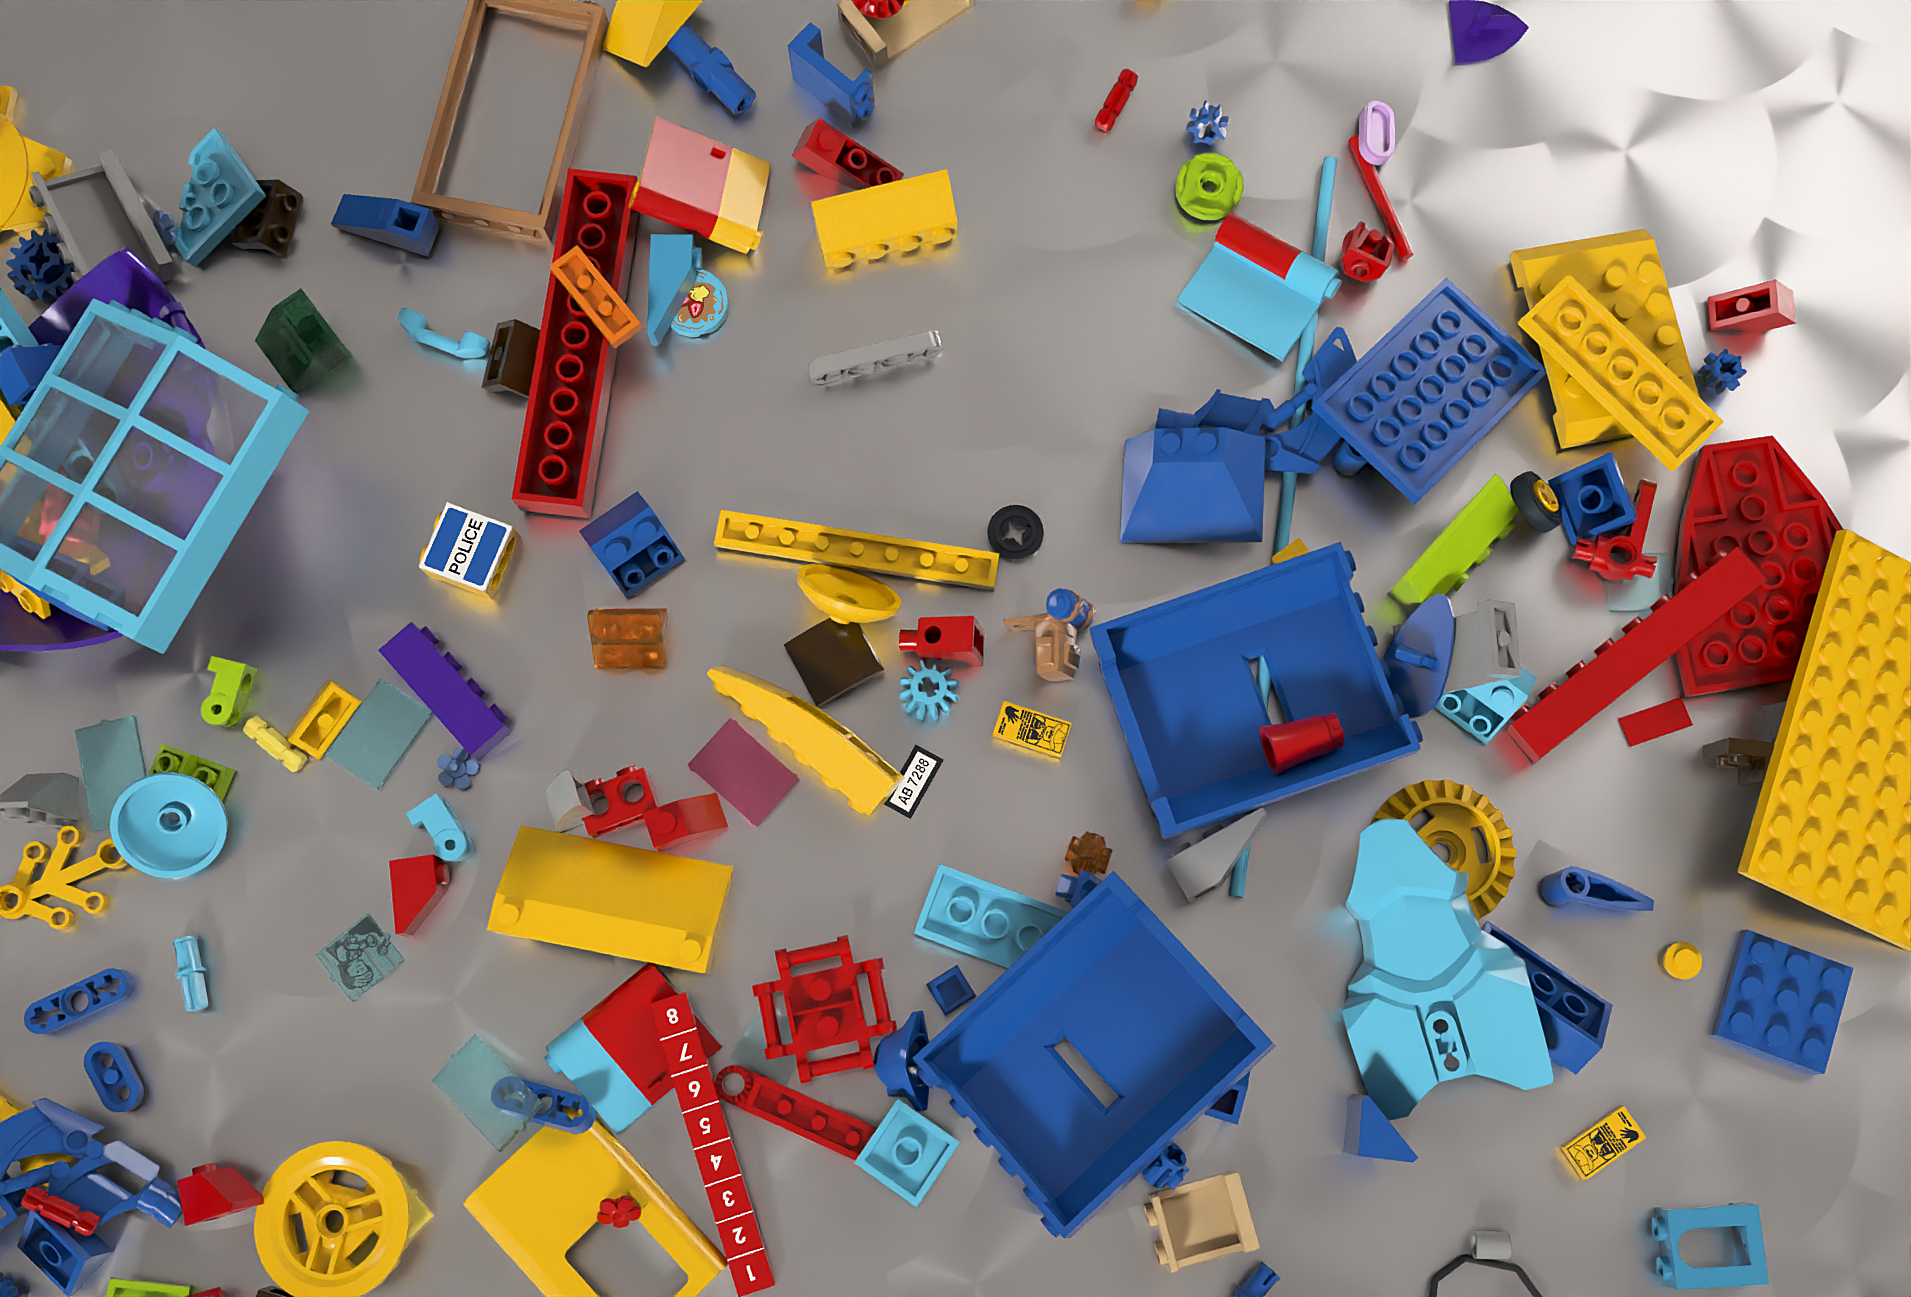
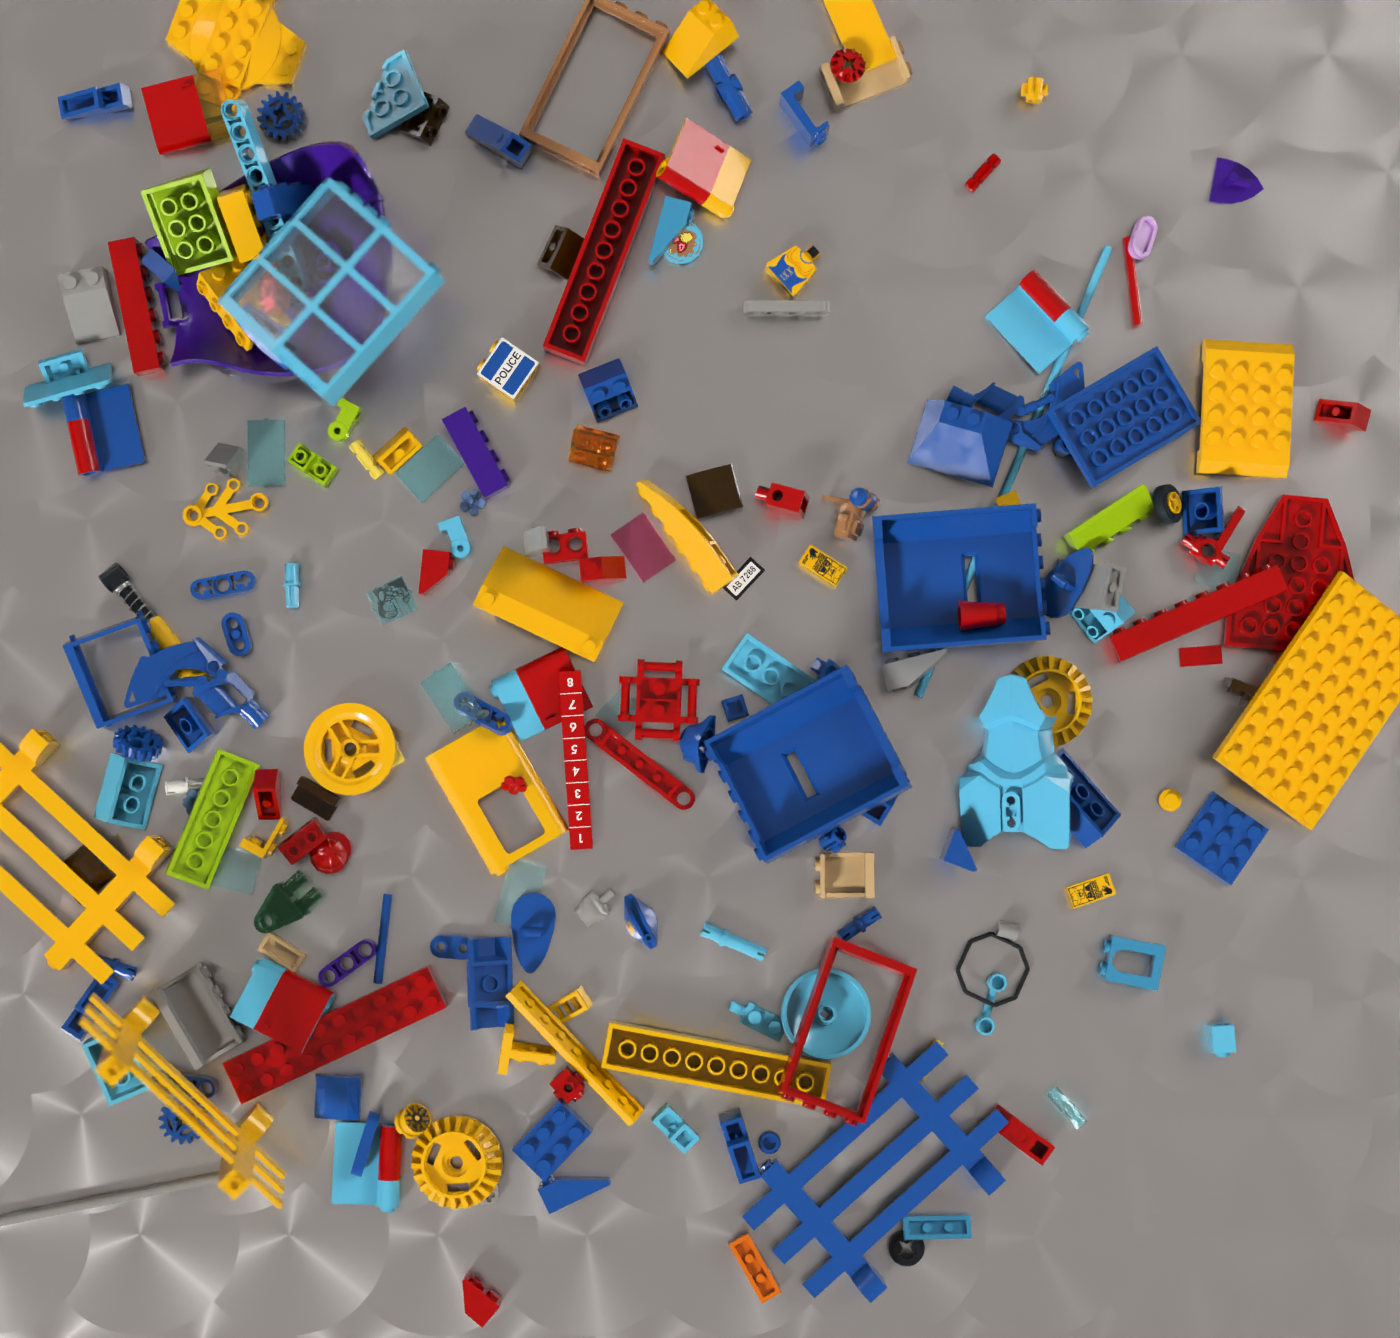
camera: 15 degrees right, 10 degrees up
(60, 1211) = (199, 704): red axle -> none
(96, 215) = (322, 100): light grey panel -> none
(163, 845) = (295, 506): medium azure dish -> none
(164, 226) = (358, 109): medium blue plant -> none
(215, 1194) = (285, 716): red slope -> none
(300, 342) = (430, 208): clear green slope -> none
(470, 346) = (534, 236): medium azure bar -> none
(596, 297) = (622, 230): orange plate -> none
(842, 158) = (800, 173): red slope -> none
(847, 594) = (733, 456): yellow dish -> none
(856, 550) = (744, 428): yellow plate -> none
(872, 299) = (793, 269): none -> torso
(885, 218) = (814, 220): yellow slope -> none
(907, 1152) = (687, 793): medium azure plate -> none
(937, 680) = (772, 521): medium azure gear -> none
(1021, 518) = (850, 432): black gear -> none
(1088, 853) = (836, 649): clear orange gear -> none
(1212, 171) = (1030, 236): lime plate -> none
(1215, 129) = (1036, 205): blue gear -> none
(1365, 253) = (1111, 317): red hand -> none
(1592, 889) = (1129, 746): blue piece -> none
(1620, 372) = (1242, 437): yellow plate -> none
(1714, 378) = (1309, 444): blue gear -> none

